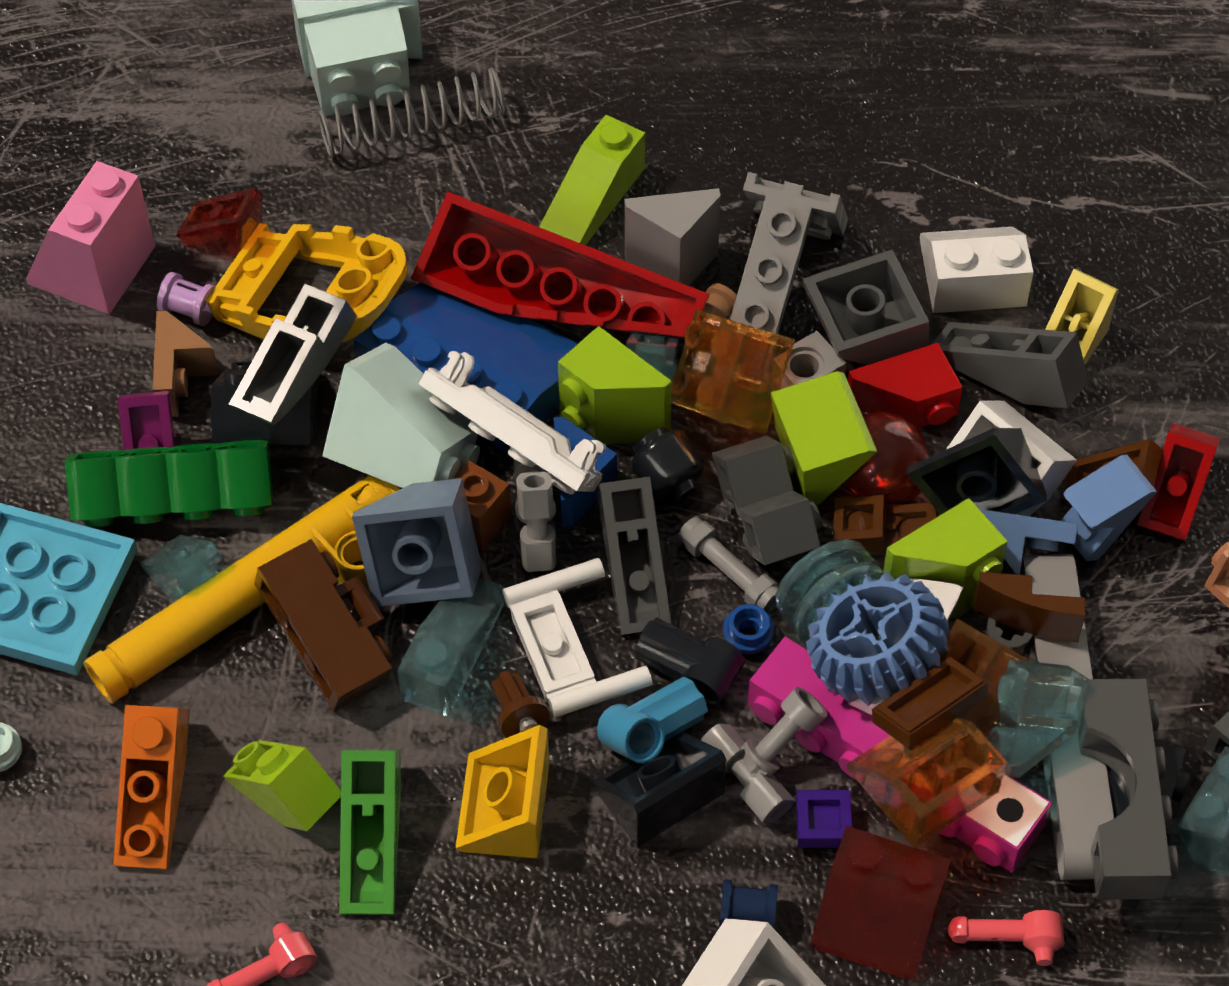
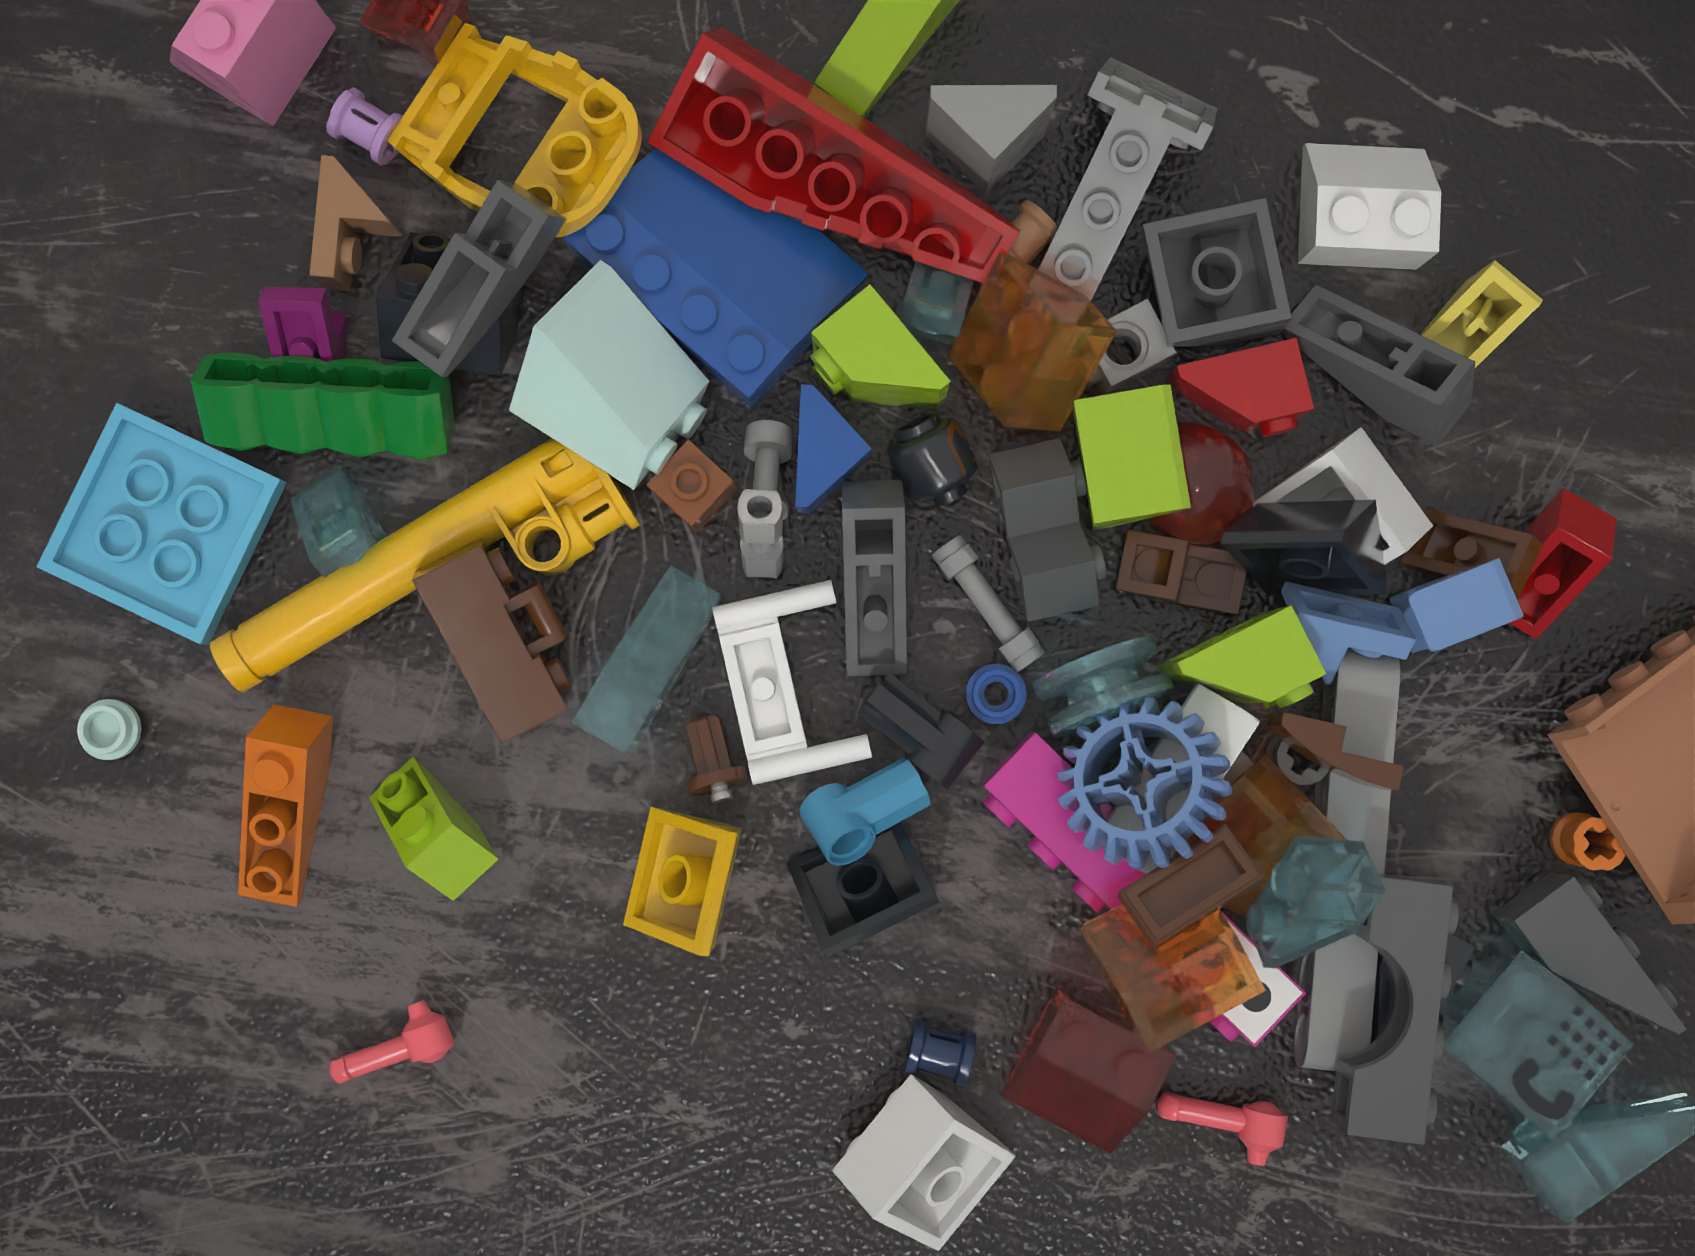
camera: 10 degrees right, 30 degrees up
(369, 830) = (526, 895): bright green slope -> none
(419, 544) = (616, 552): sand blue slope -> none
(499, 417) = (744, 411): white piece -> none
(756, 762) = (979, 877): light grey bar -> none
(822, 817) = (1042, 955): dark purple plate -> none

